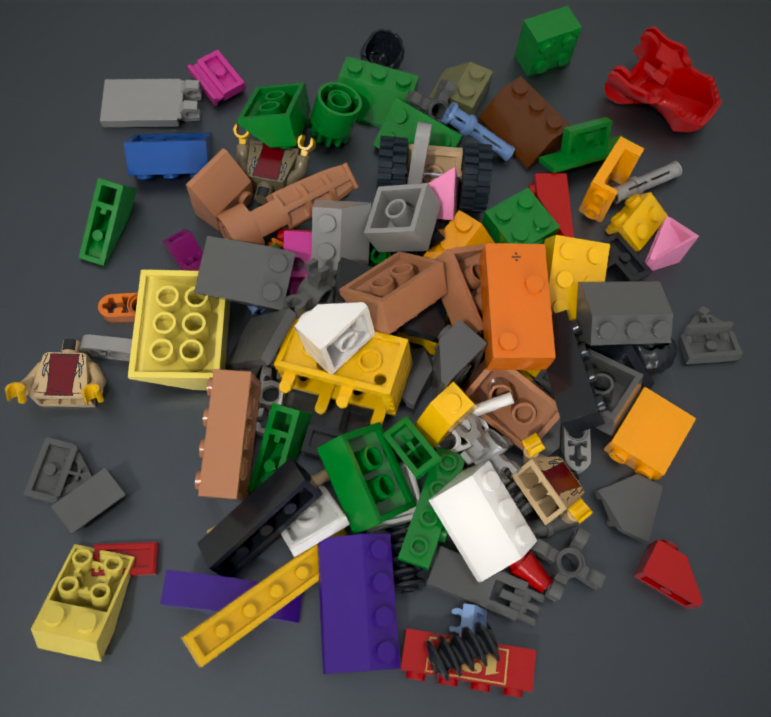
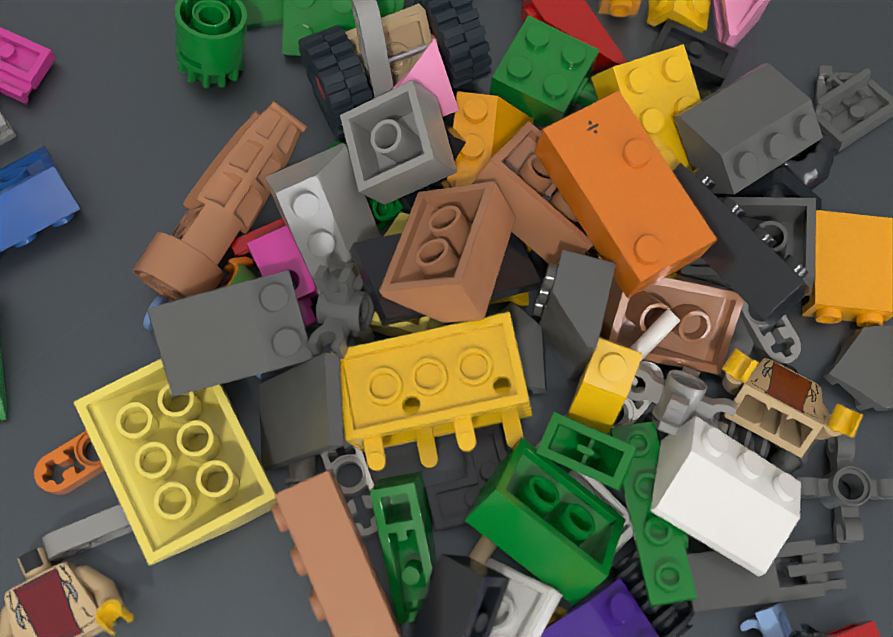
camera: 30 degrees left, 5 degrees up
(184, 250) = (115, 339): magenta slope -> none
(219, 187) = (113, 226): nougat slope -> none
(271, 167) = (161, 155): torso -> none
(276, 114) = (129, 76): green slope -> none
(335, 332) = (414, 359): white slope -> none
(531, 571) = (815, 525): red cone -> none

